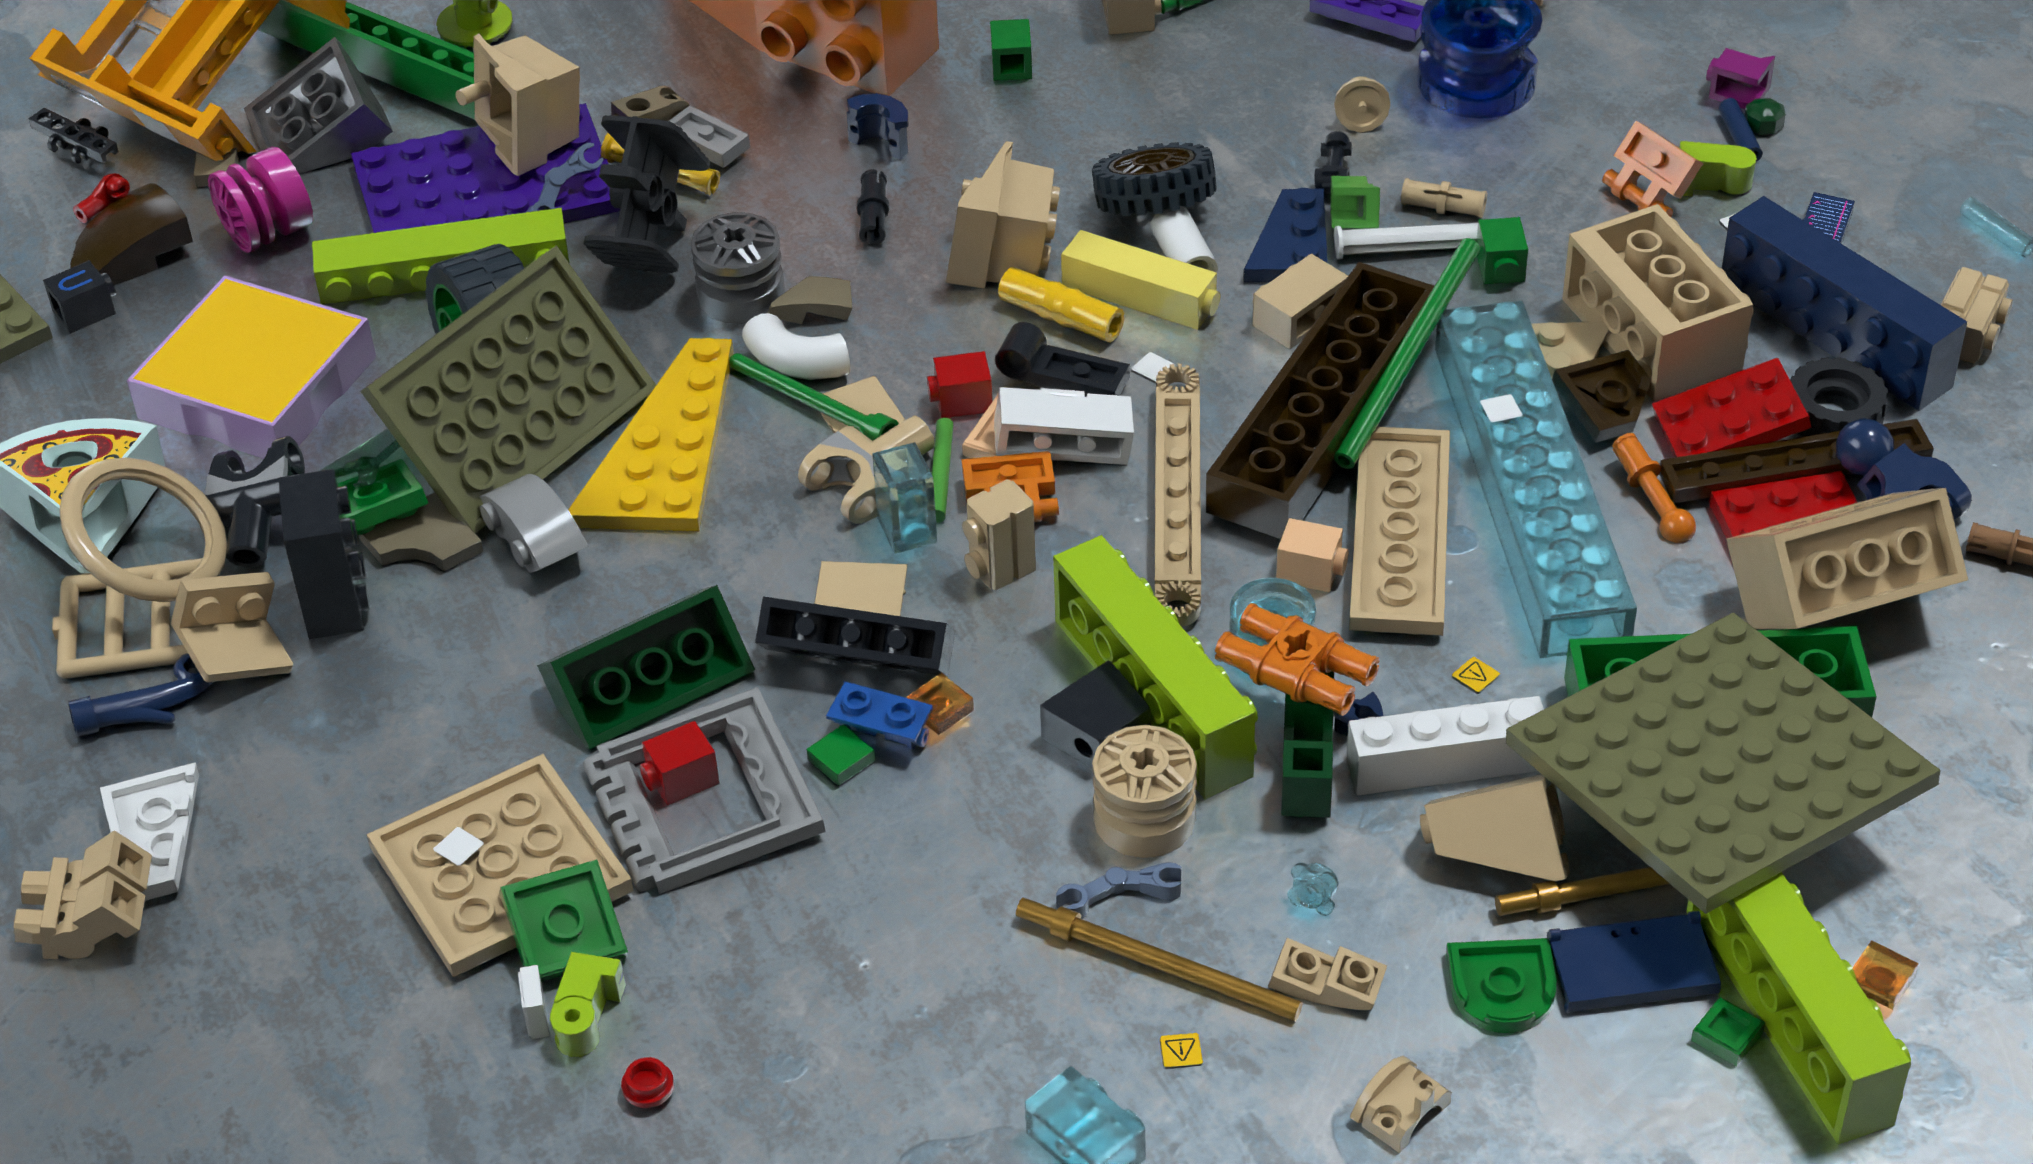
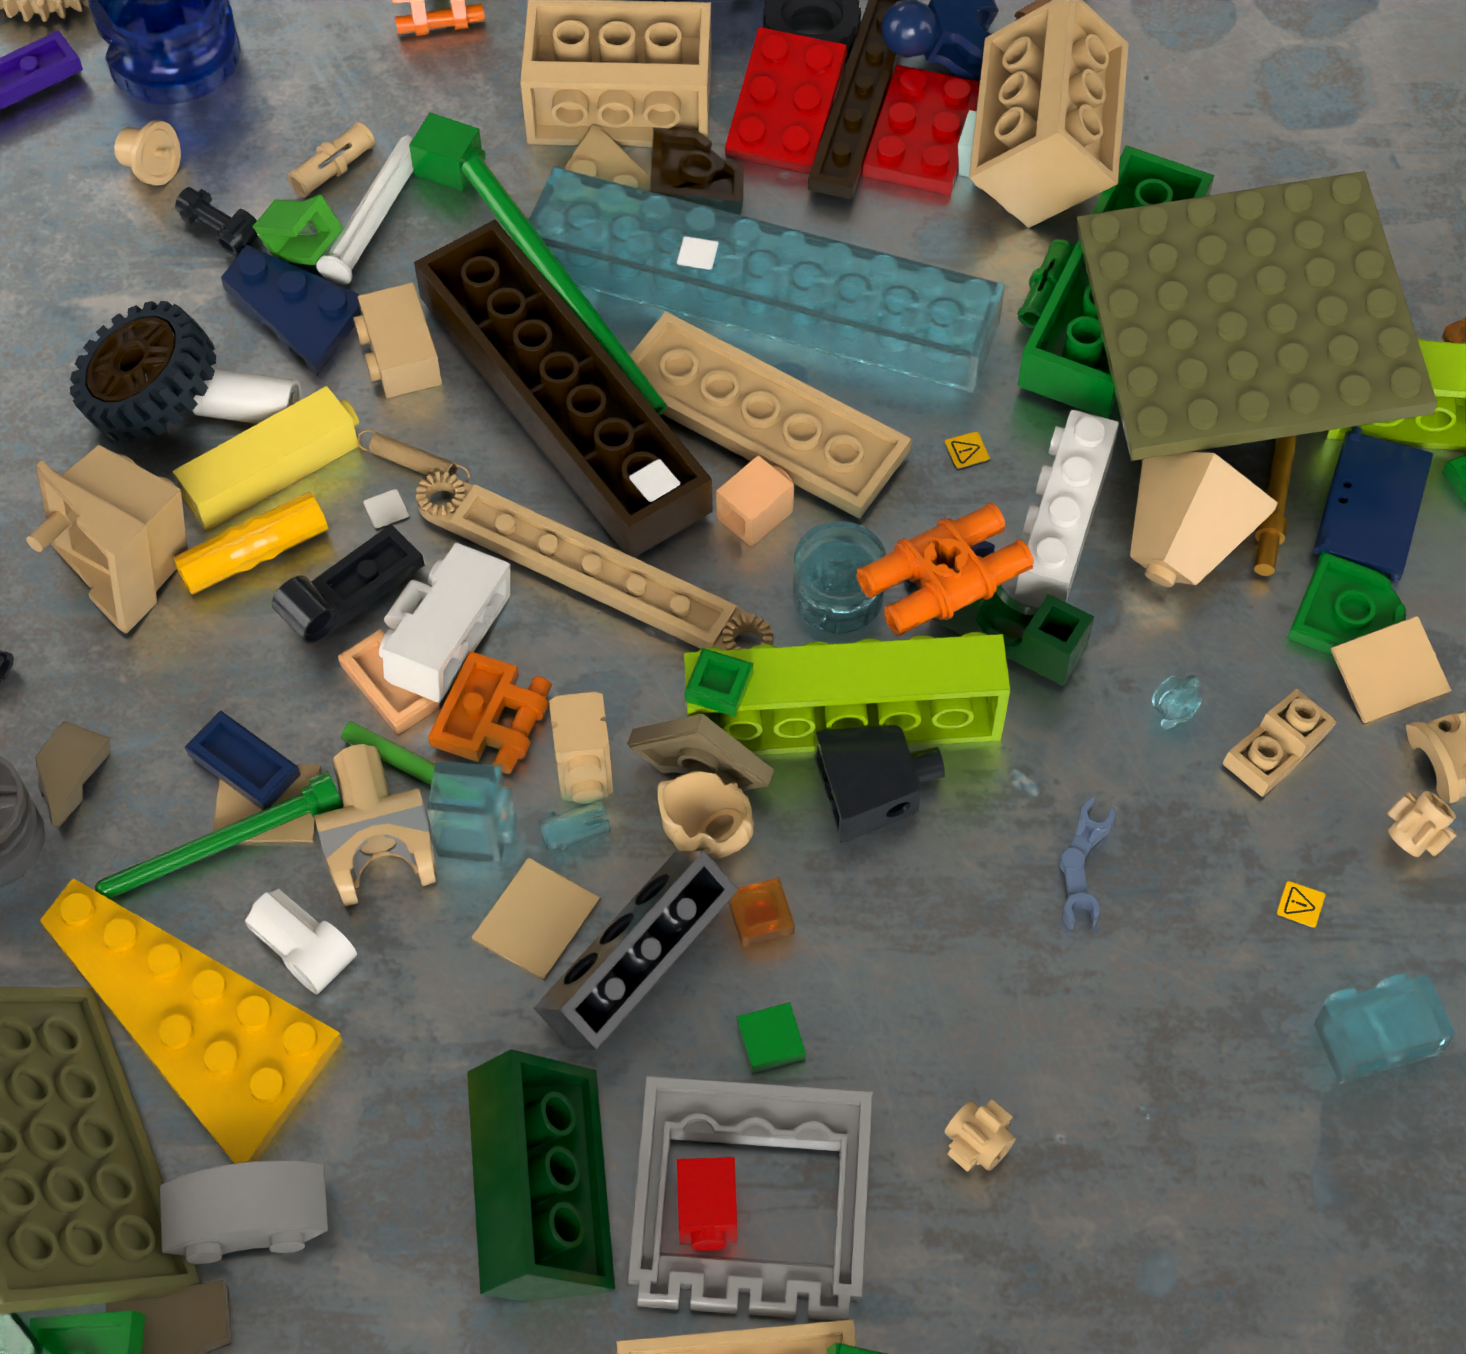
camera: 65 degrees left, 15 degrees up
(754, 473) = (308, 948): none -> white piece
(795, 354) = (149, 826): white cylinder -> none
(825, 898) = (980, 1135): none -> tan gear
(881, 380) = (242, 760): none -> dark blue tile
(882, 713) = (754, 973): blue hinge -> none
(938, 567) = (572, 825): none -> clear light blue pin
(961, 384) = (311, 686): red brick -> none
(996, 631) = (705, 814): none -> tan hair
(1045, 609) = (700, 745): none -> dark tan tile
(1069, 925) = (1114, 927): pearl gold bar -> none
(1084, 559) = (718, 682): none -> green tile
(1144, 791) = (1001, 780): tan wheel -> none
(1205, 357) = (409, 456): none -> tan piece
(1260, 470) = (654, 480): none -> white sticker
(1304, 1091) = (1422, 823): none -> tan gear
(1459, 1029) = (1390, 670): none -> tan window
(1675, 524) = (877, 210): orange pin -> none

